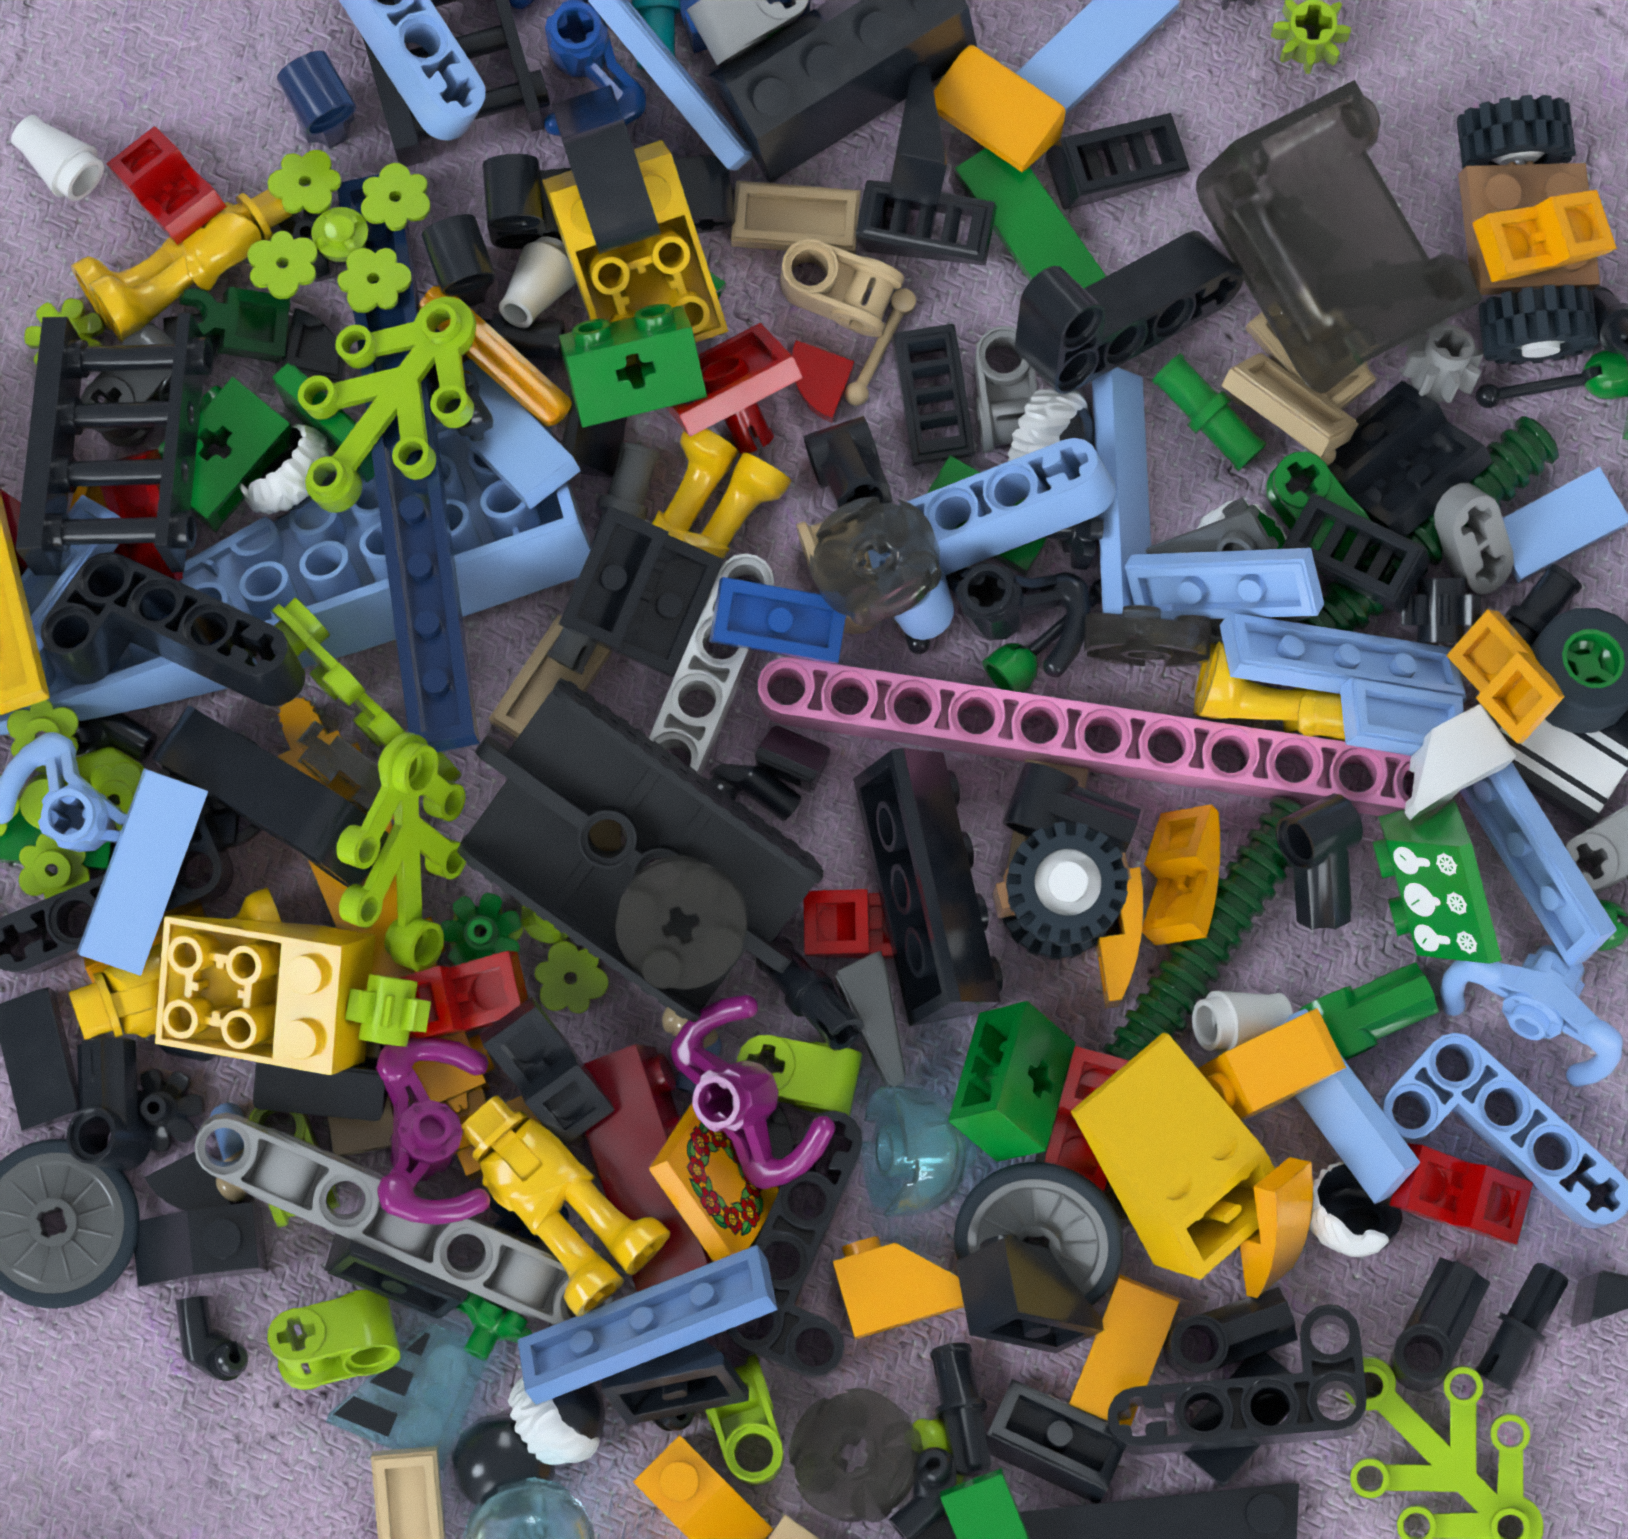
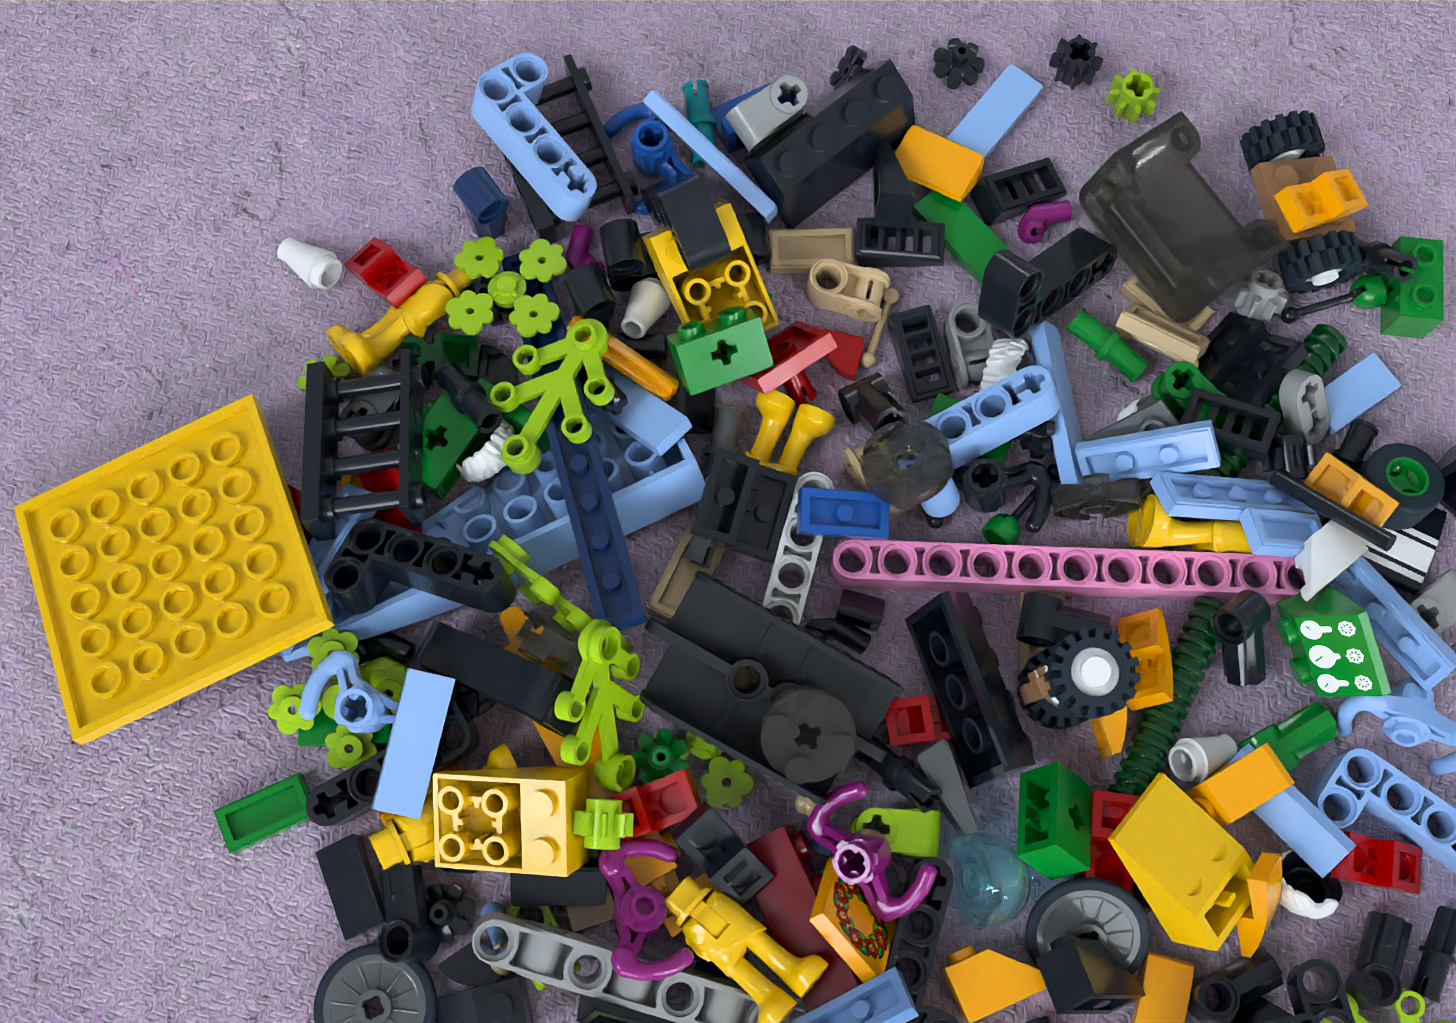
camera: 10 degrees left, 5 degrees down
(267, 391) = (468, 397): none -> black pin
(450, 187) = (578, 247): none -> magenta arm
(1141, 205) = (1039, 216): none -> magenta arm
(1473, 694) = (1333, 510): none -> black bar

